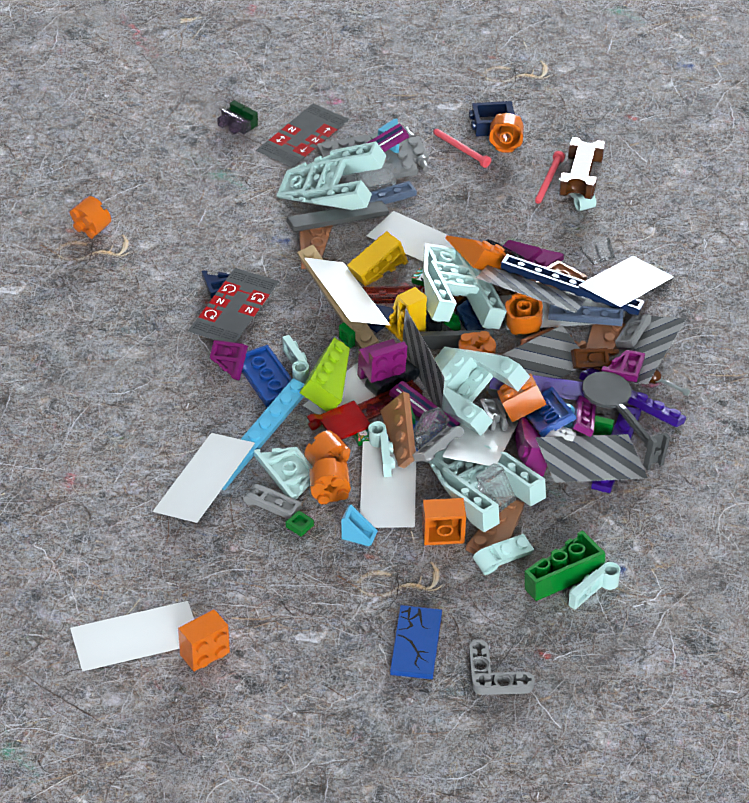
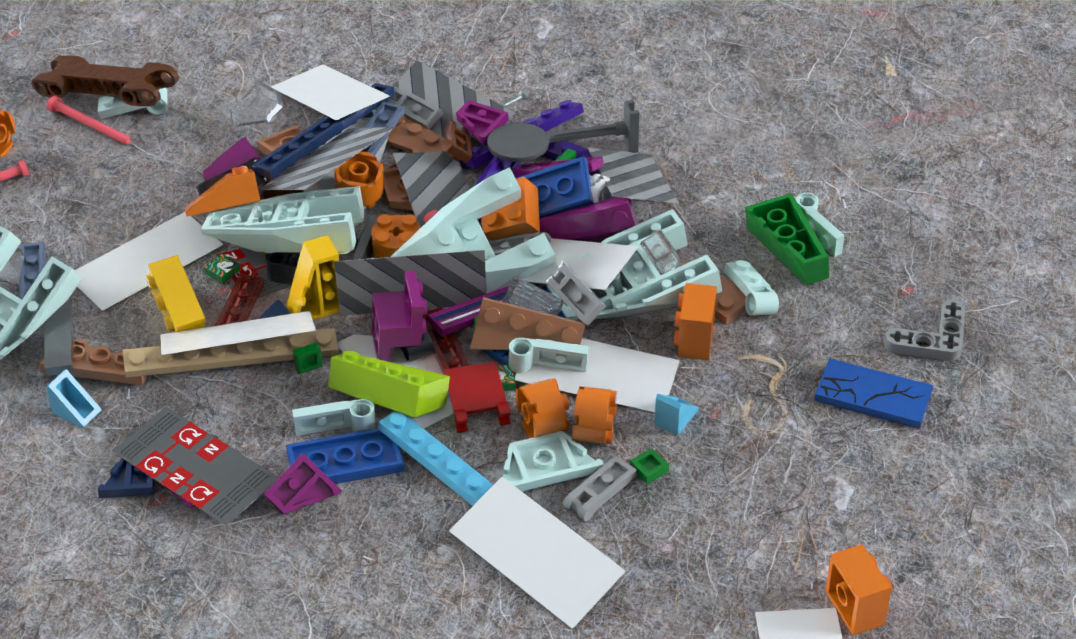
camera: 75 degrees left, 0 degrees up
(274, 239) = (71, 400): none -> medium azure slope

